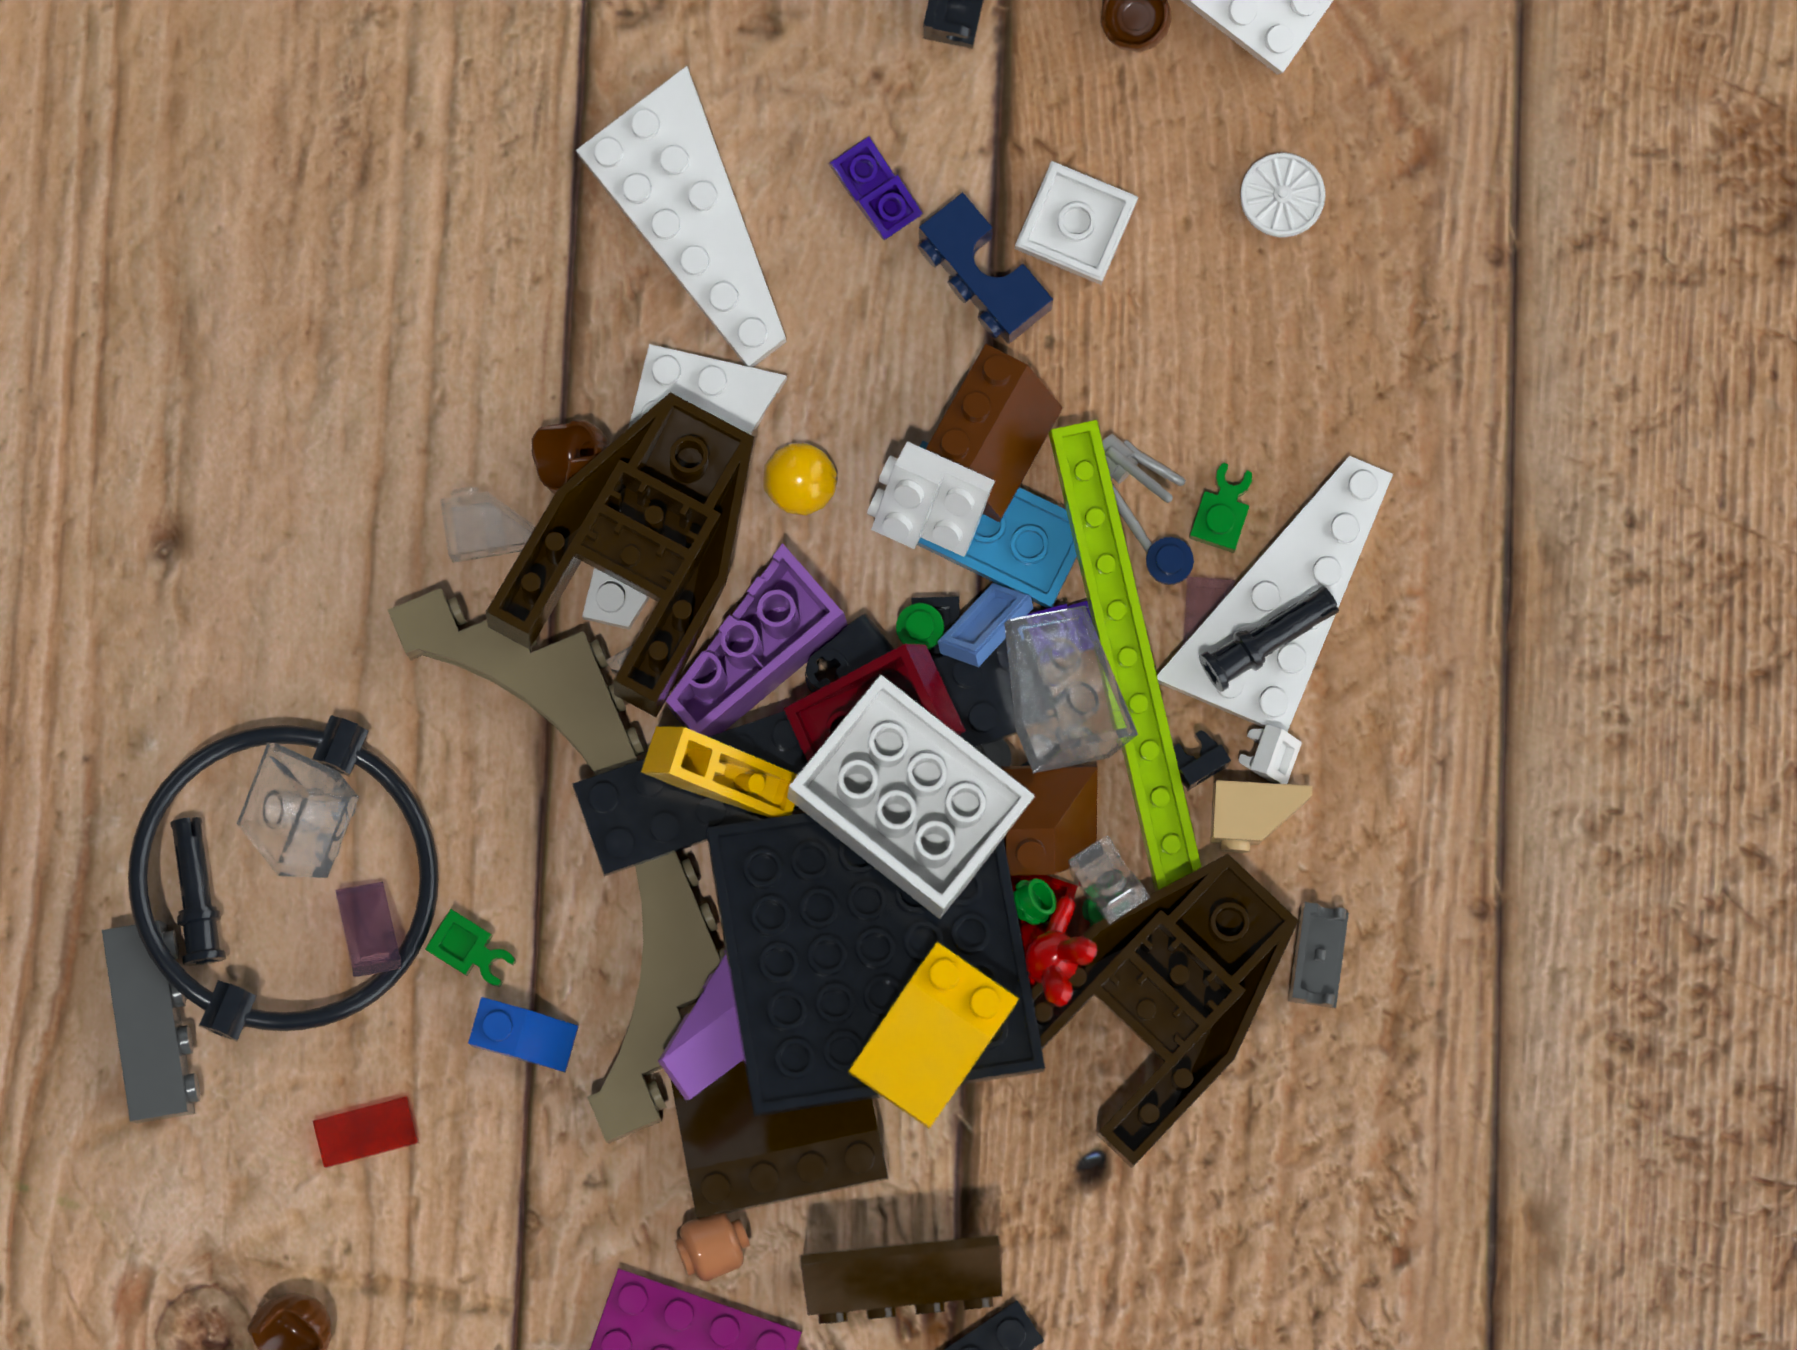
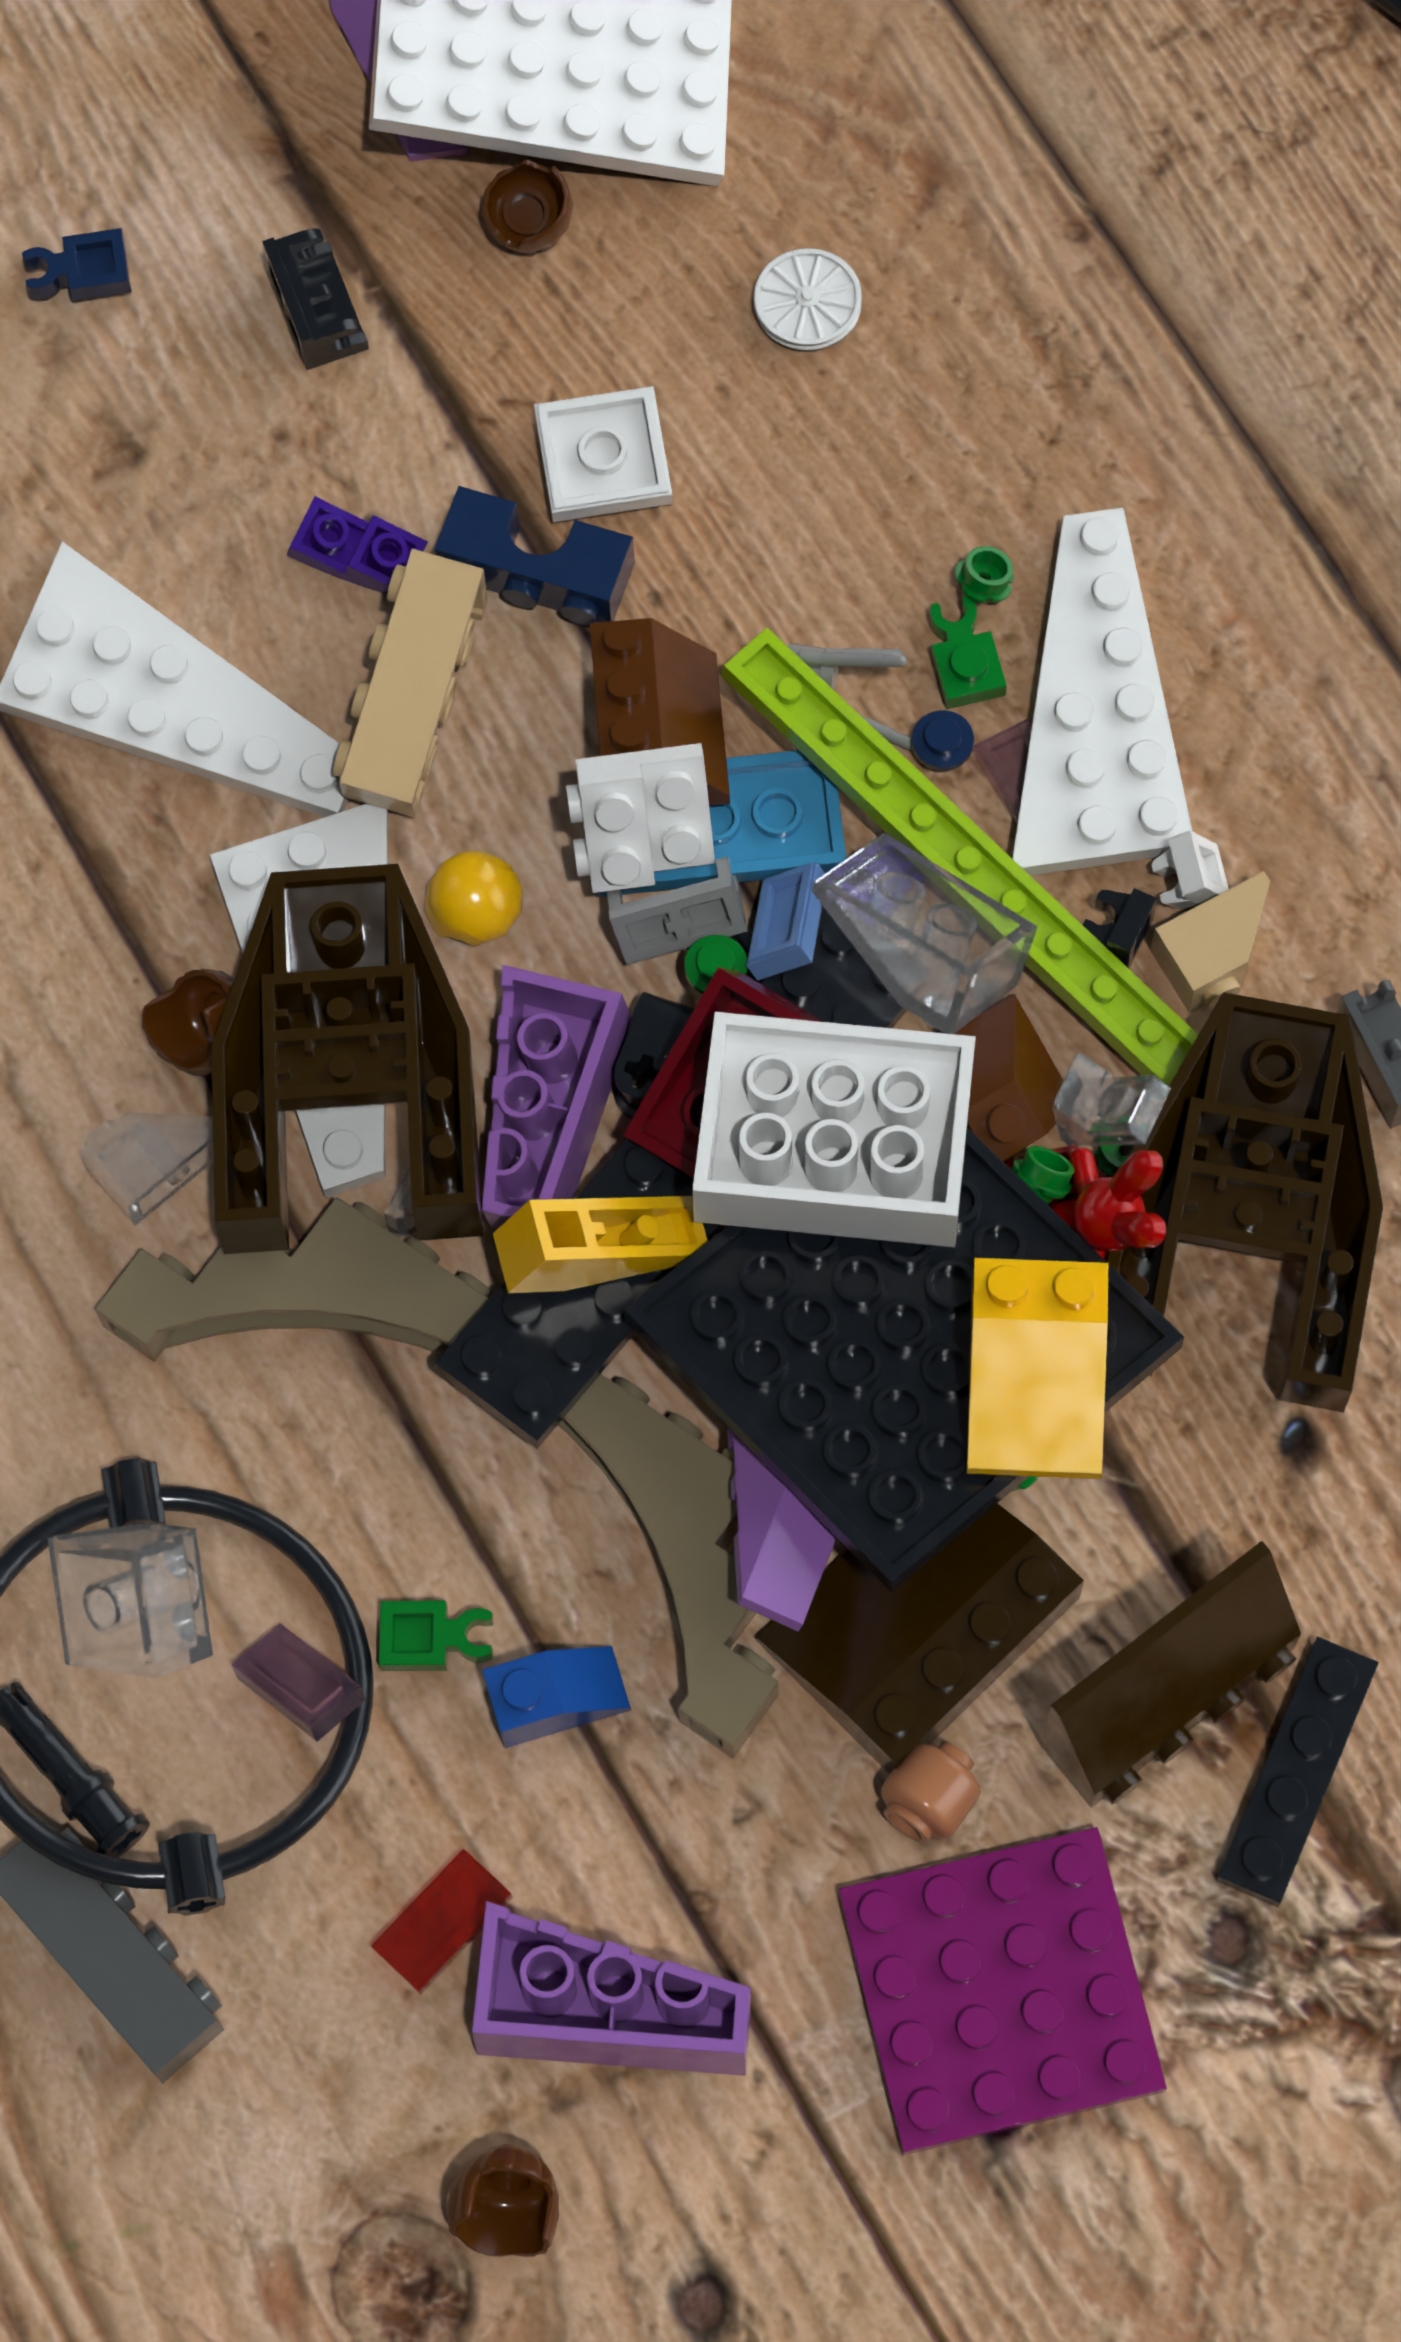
camera: 30 degrees left, 10 degrees down
(418, 1241) = (600, 2003): none -> medium lavender wedge
(844, 312) = (411, 681): none -> tan wedge
(918, 578) = (678, 916): none -> light grey hinge
(1250, 648) = (1098, 766): black pin -> none
(1278, 457) = (985, 575): none -> green plate

